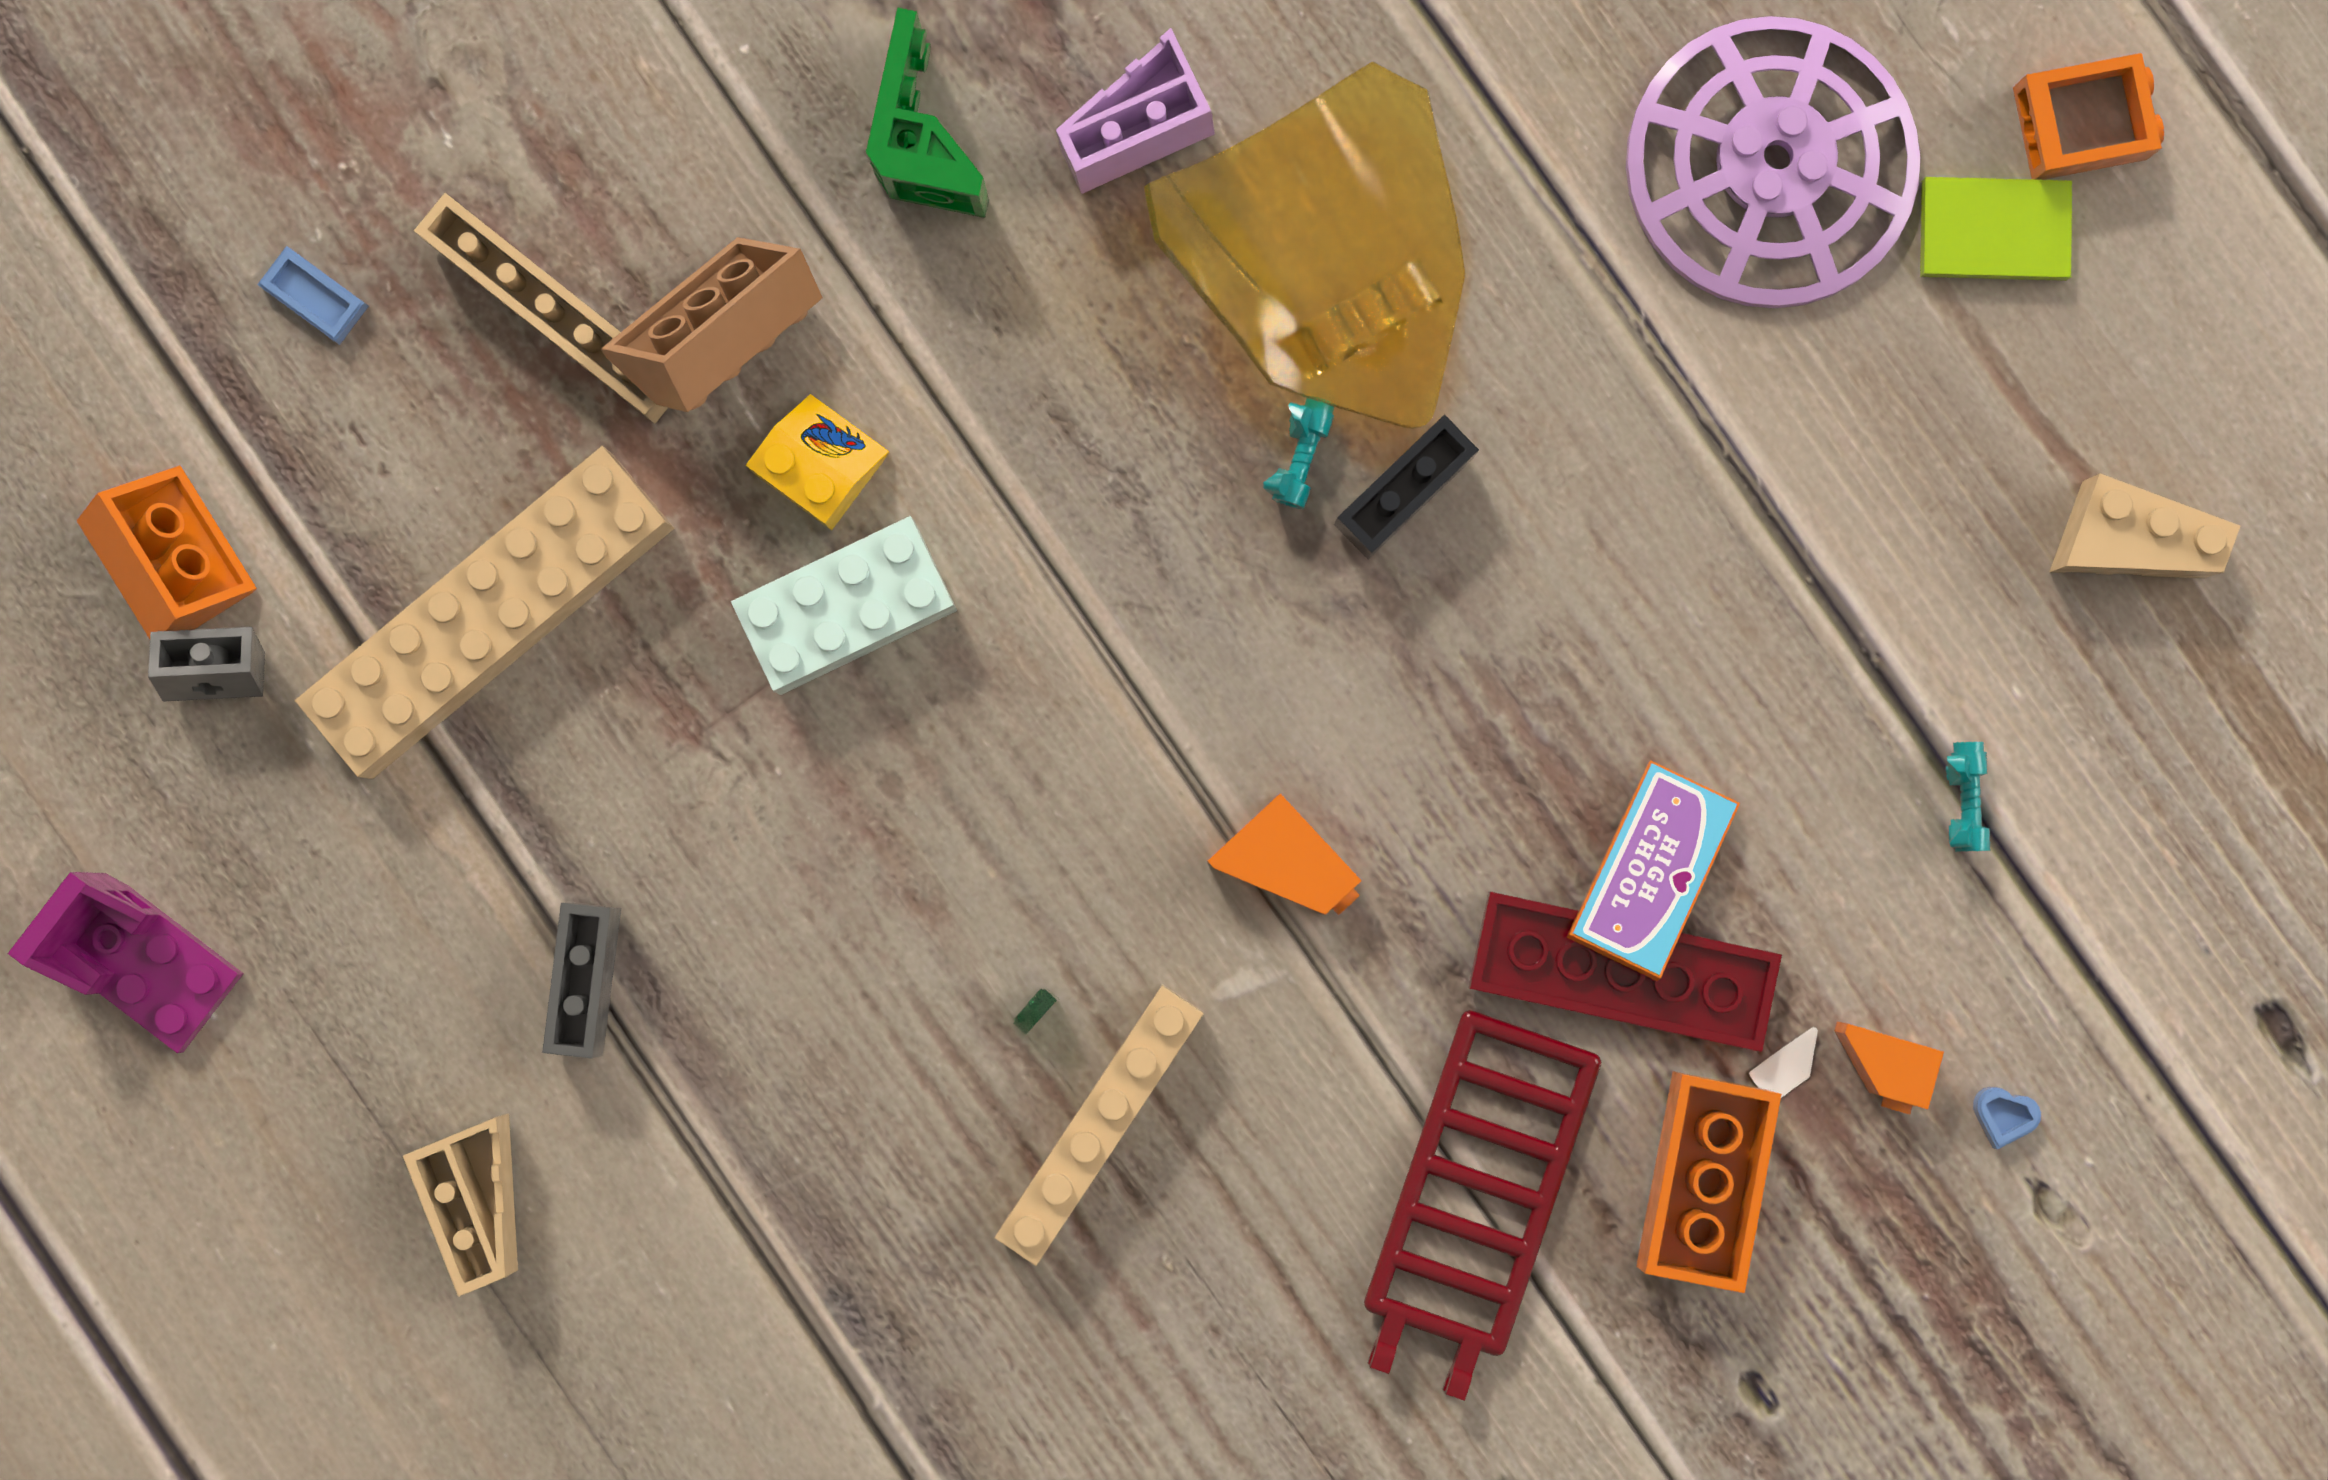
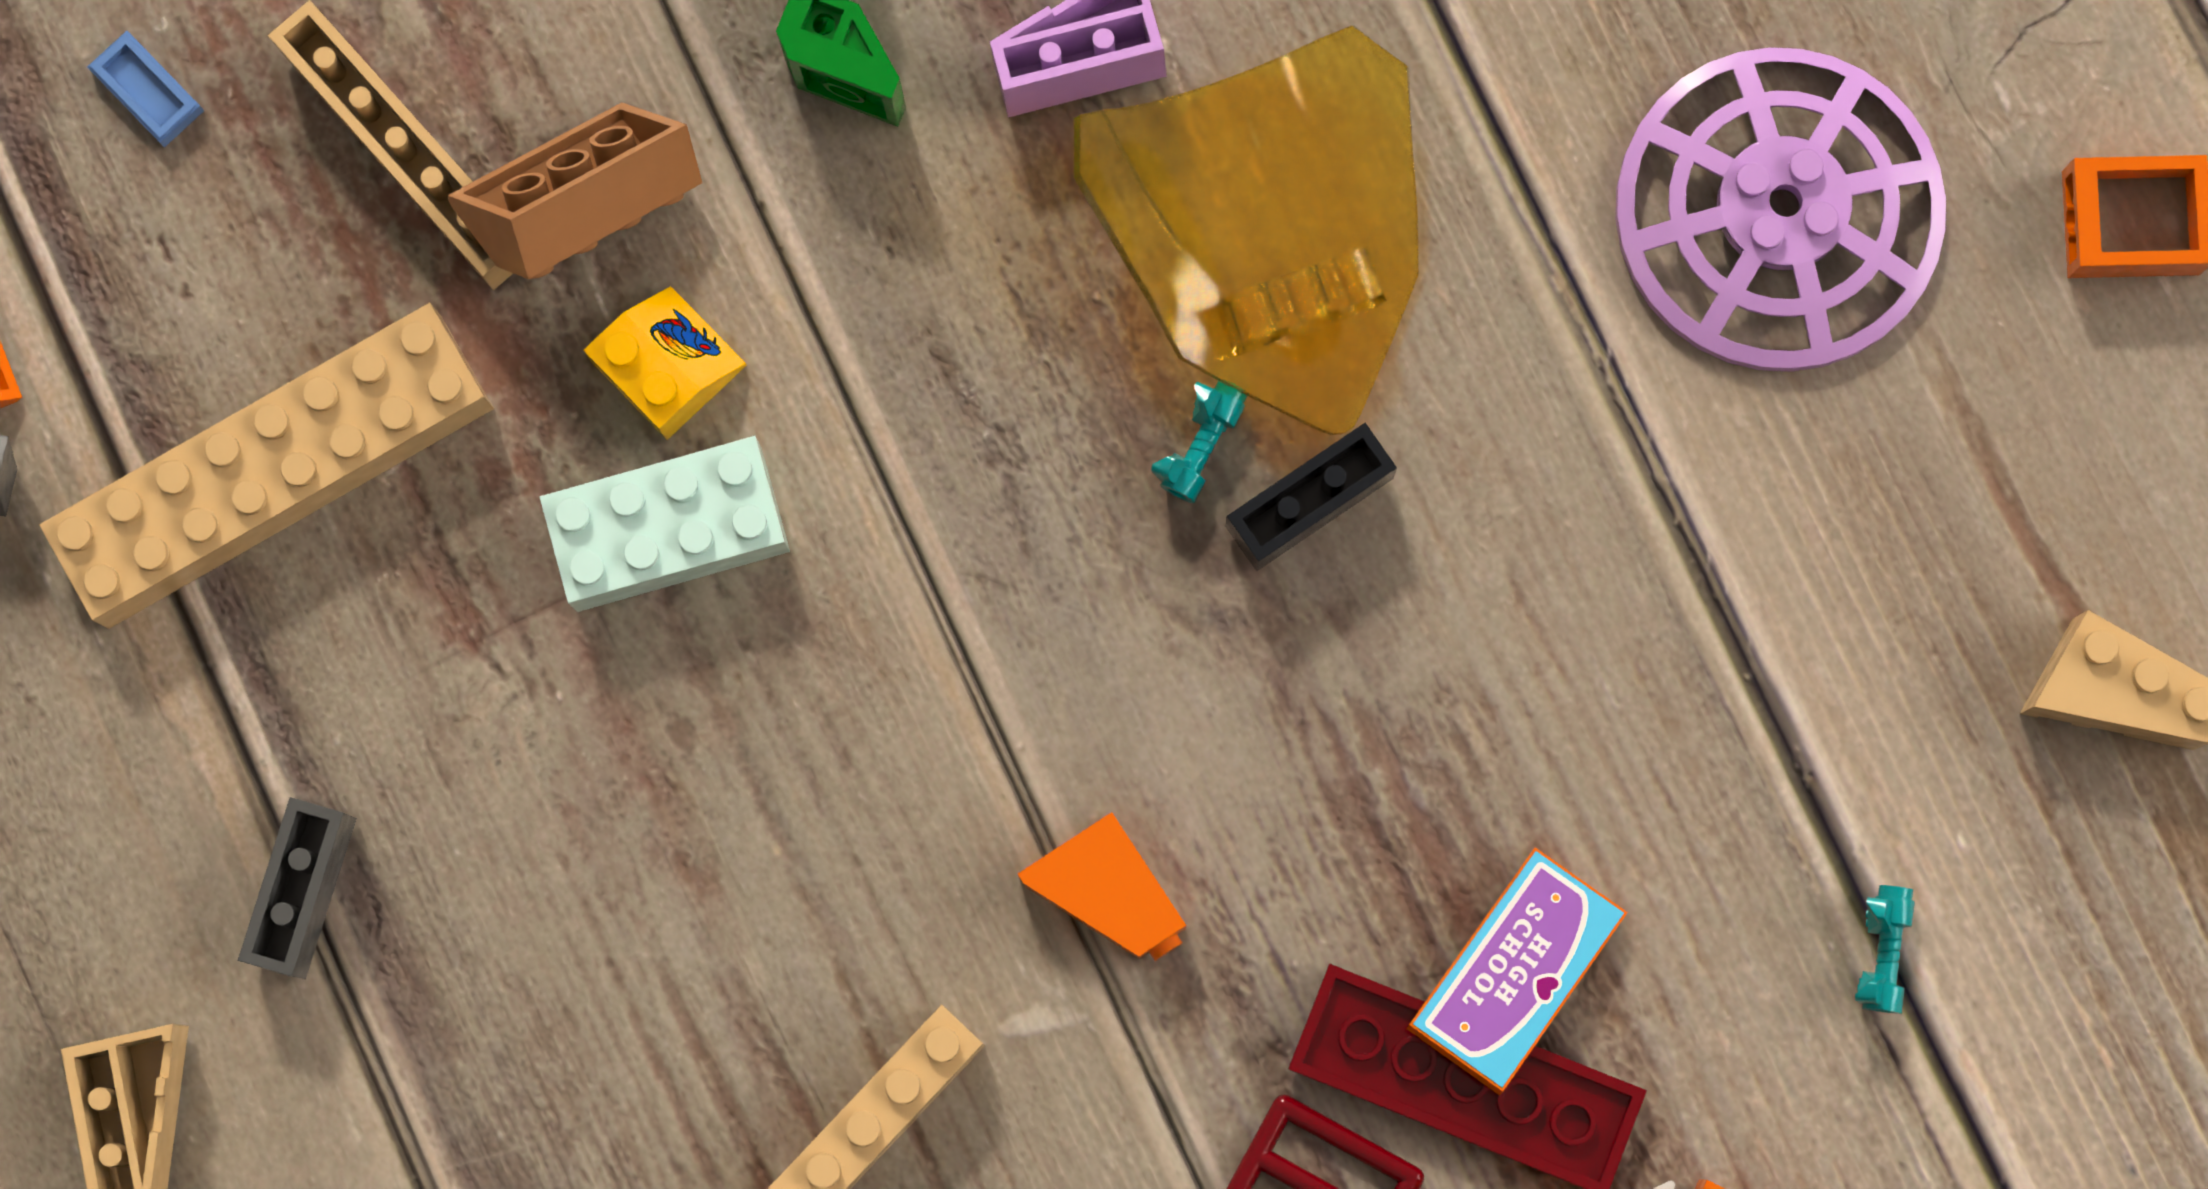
camera: 10 degrees right, 5 degrees down
(1035, 1010) = (800, 1007): clear green tile -> none
(1996, 228) = (2018, 322): lime tile -> none

